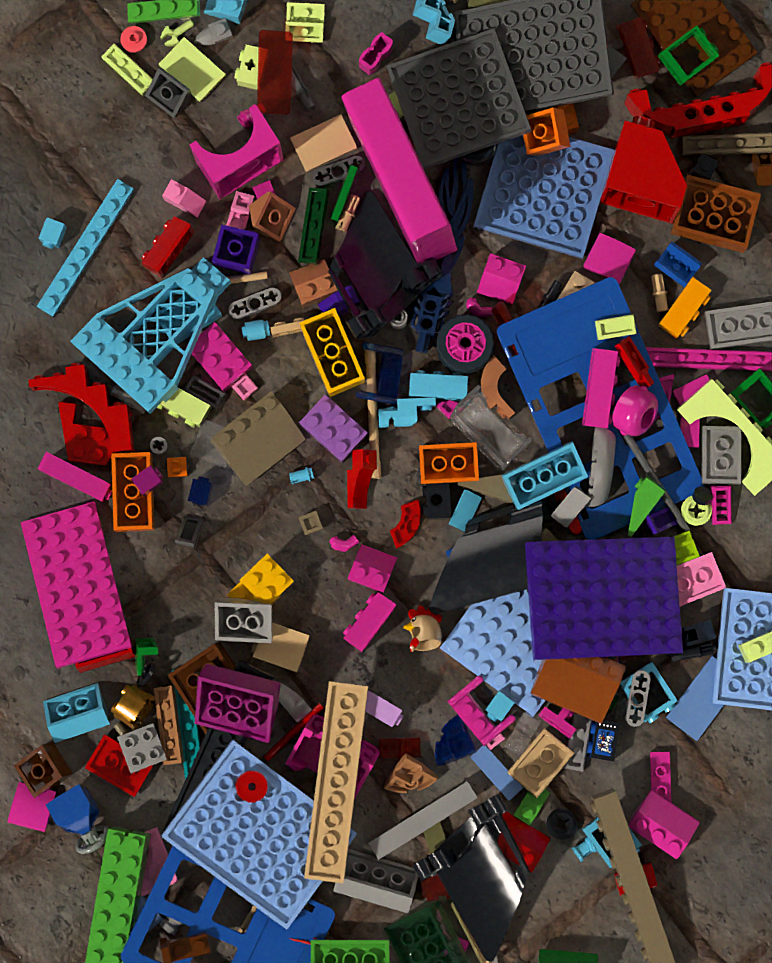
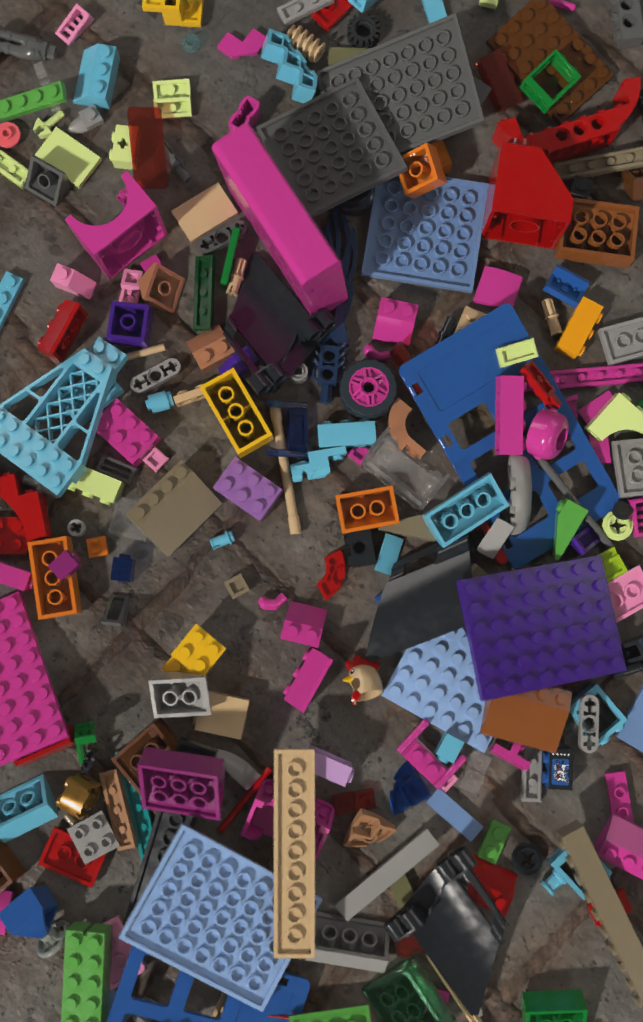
camera: 10 degrees left, 0 degrees up
(251, 777) = (210, 879): red piece -> none
(358, 479) = (280, 534): red slope -> none
(540, 763) = (498, 800): tan tile -> none

